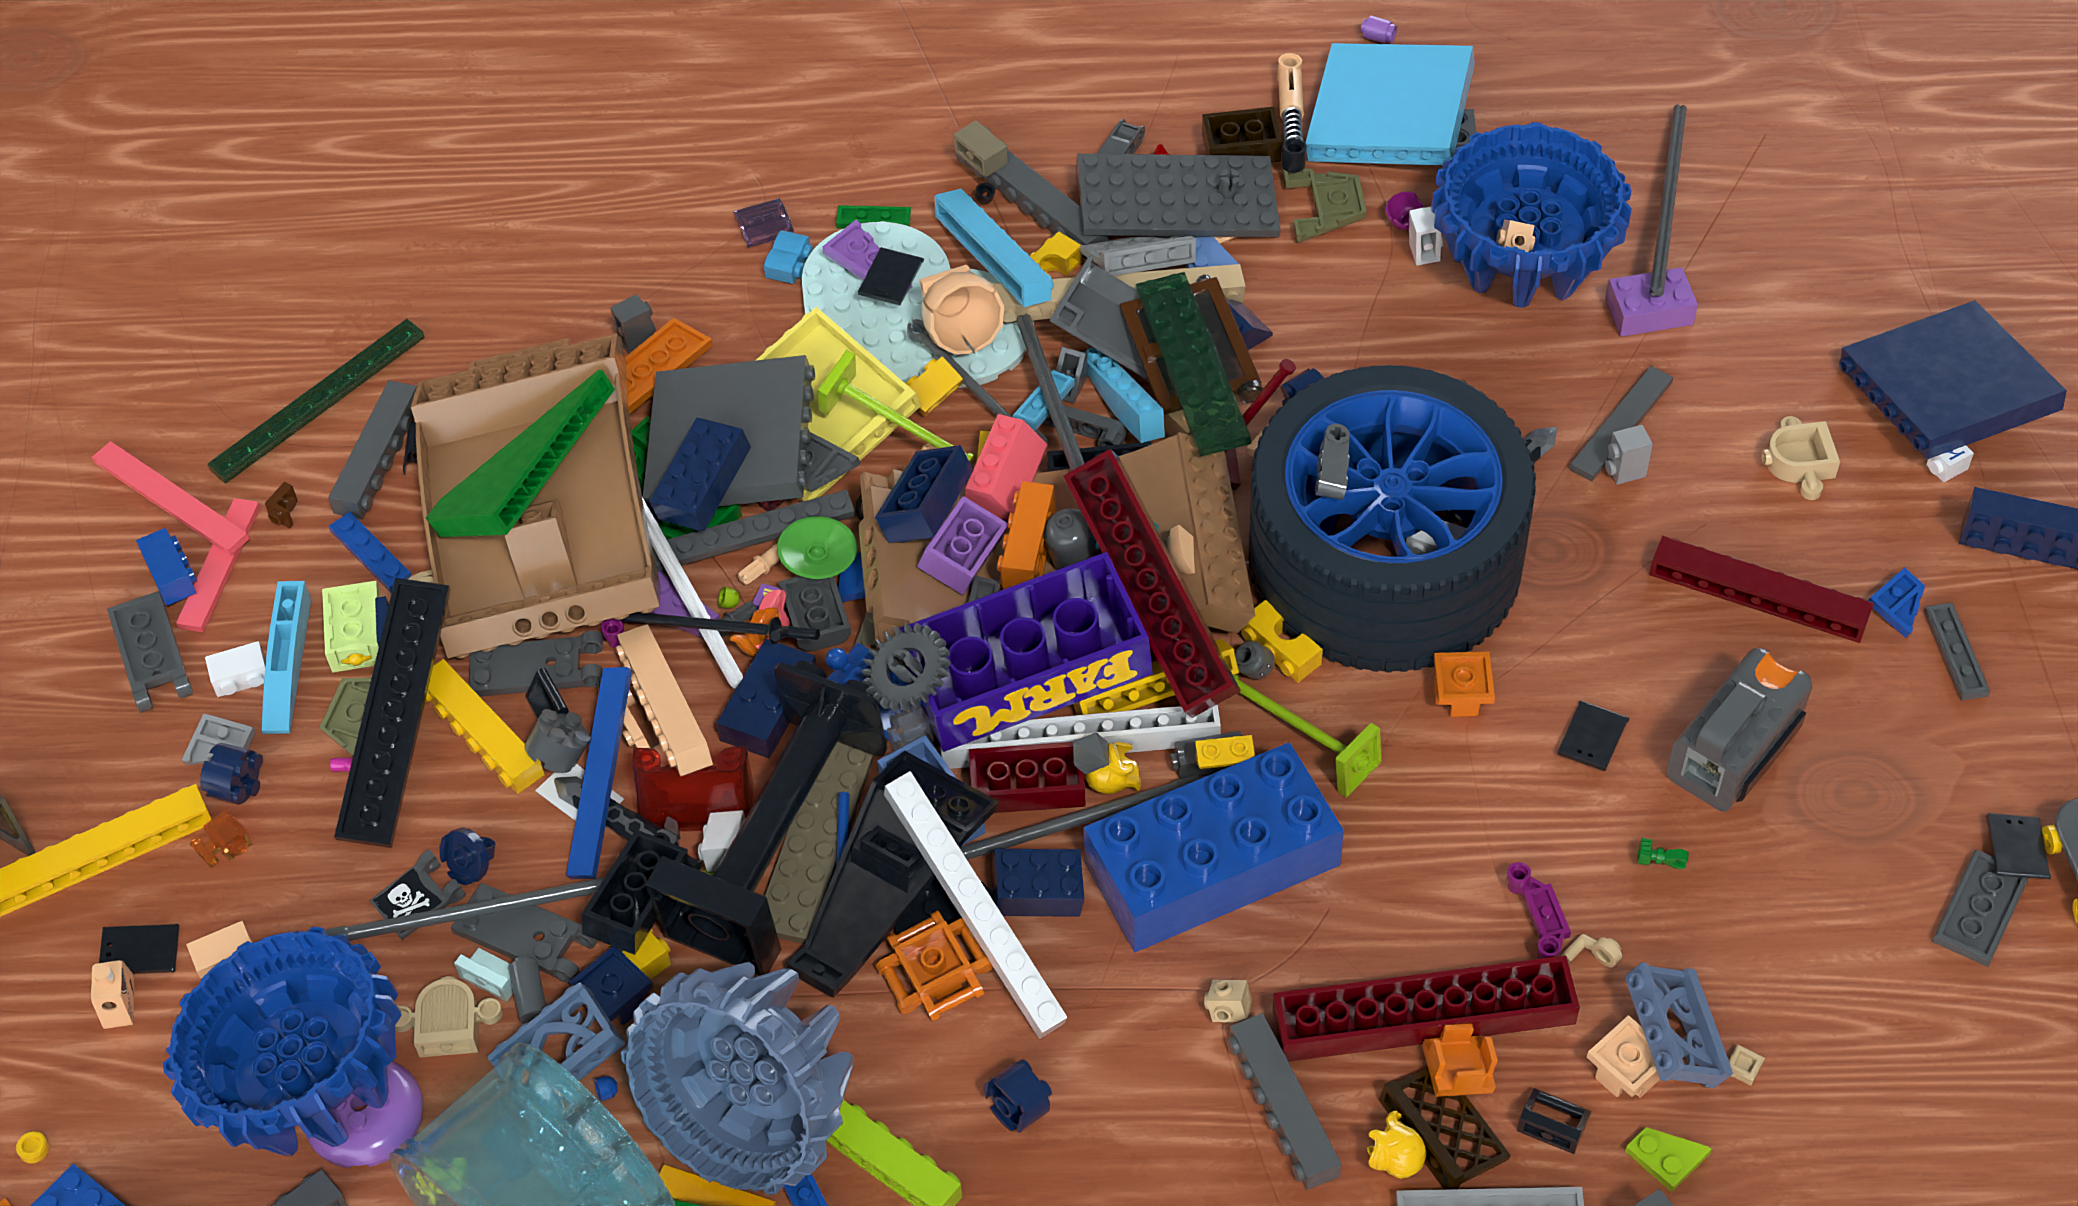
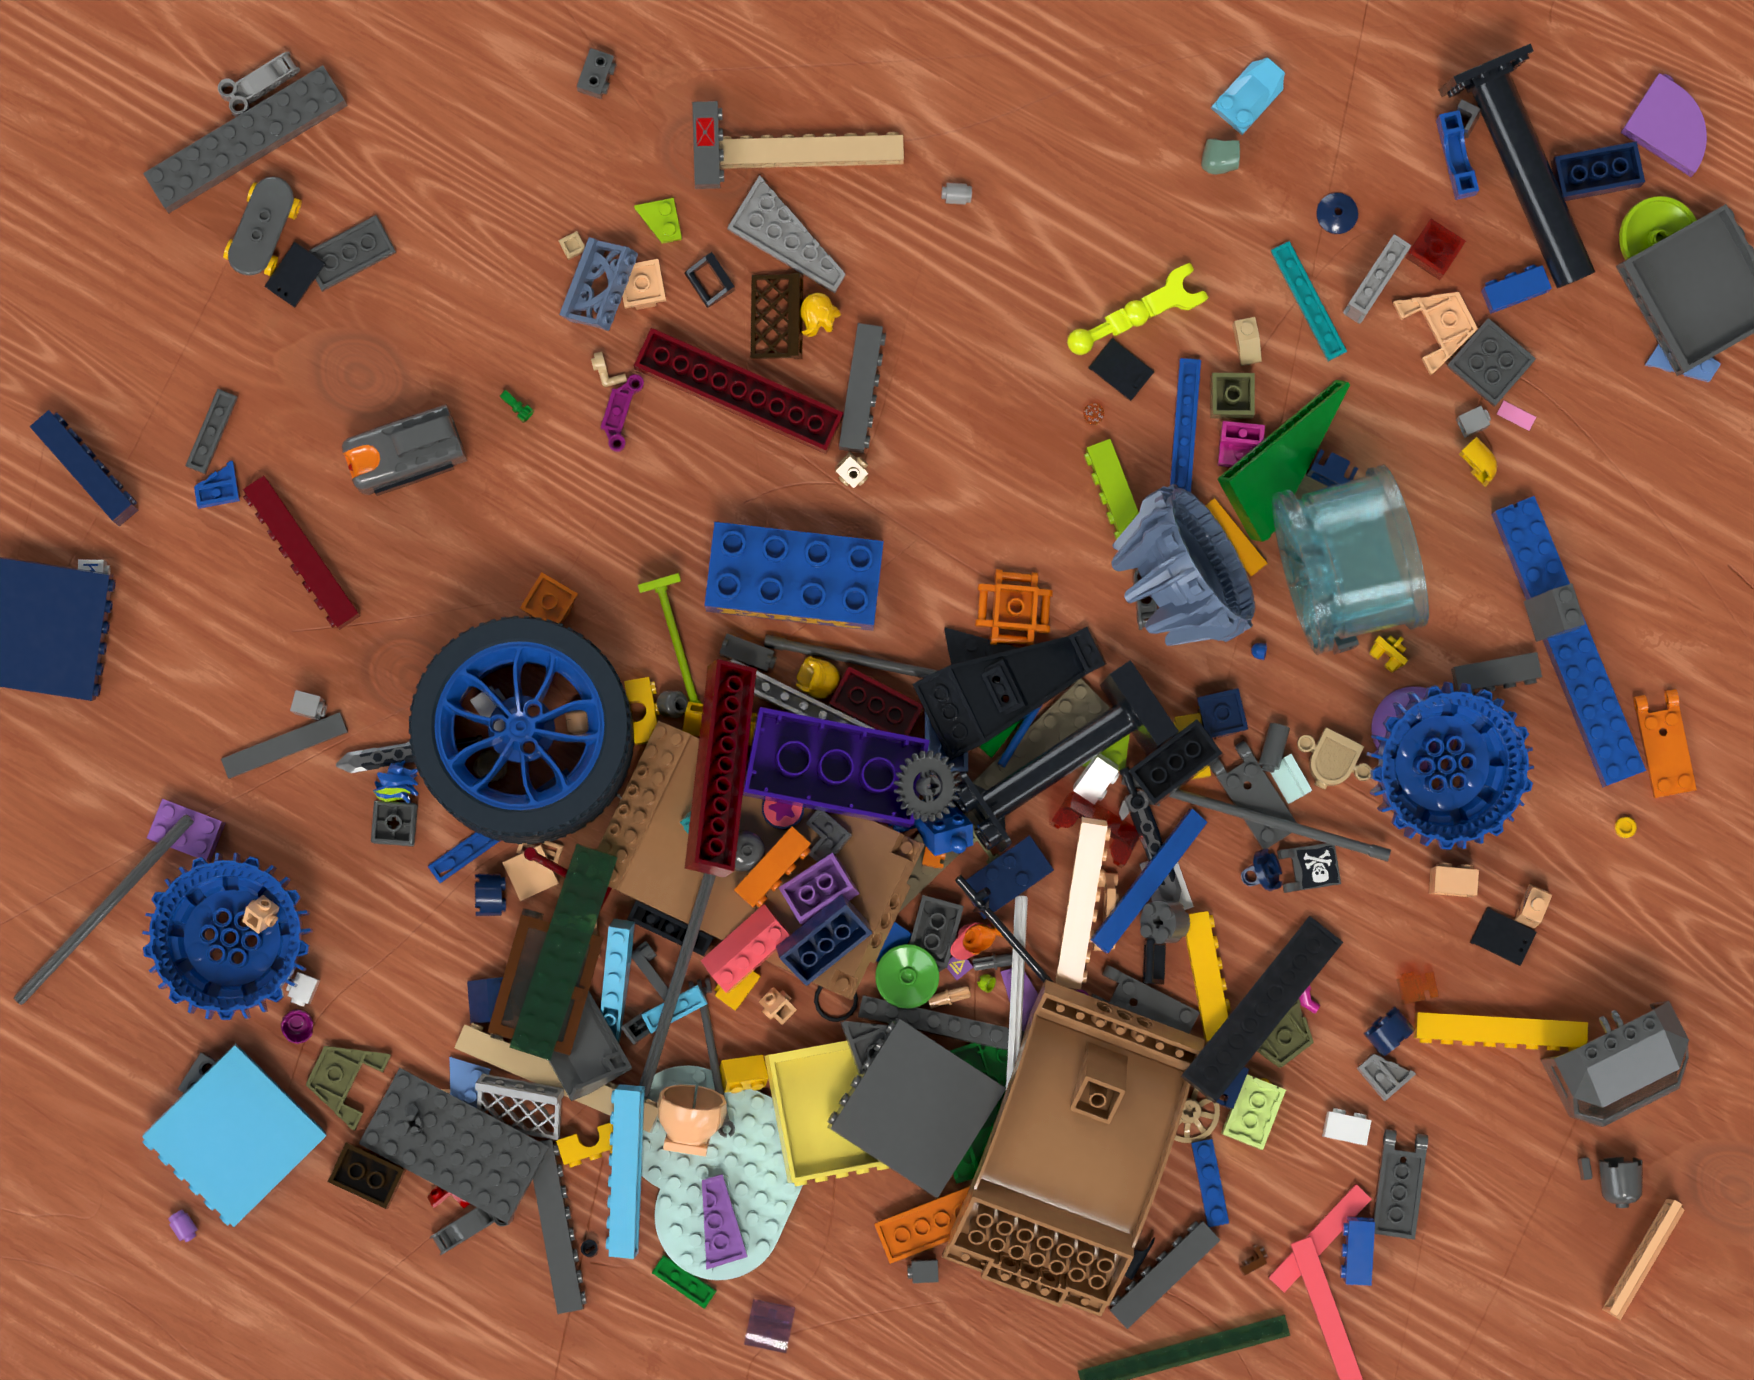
camera: 155 degrees left, 30 degrees up
(284, 655) = (1311, 1116): medium azure slope -> none
(508, 482) = (1100, 1137): green slope -> none
(595, 1047) = (1299, 667): sand blue fence -> none
(700, 474) = (961, 1068): dark blue brick -> none
(787, 257) = (772, 1276): dark azure brick -> none
(839, 383) = (821, 1089): lime tile -> none
(890, 275) = (714, 1193): black container -> none
(975, 905) = (973, 616): white brick -> none
(981, 148) = (573, 1279): dark tan brick -> none
(1018, 1096) = (1019, 484): dark blue brick -> none
(1038, 882) = (917, 624): dark blue brick -> none
(1091, 753) = (831, 683): dark grey slope -> none
(1181, 549) = (680, 788): light nougat brick -> none
(1223, 751) = (746, 631): yellow bracket -> none
(1291, 112) = (310, 1180): piece -> none
(1333, 463) = (557, 751): dark grey piece -> none
(1460, 1062) = (741, 345): orange panel -> none
(1593, 735) = (491, 517): black container -> none
(1802, 455) = (186, 639): tan piece -> none

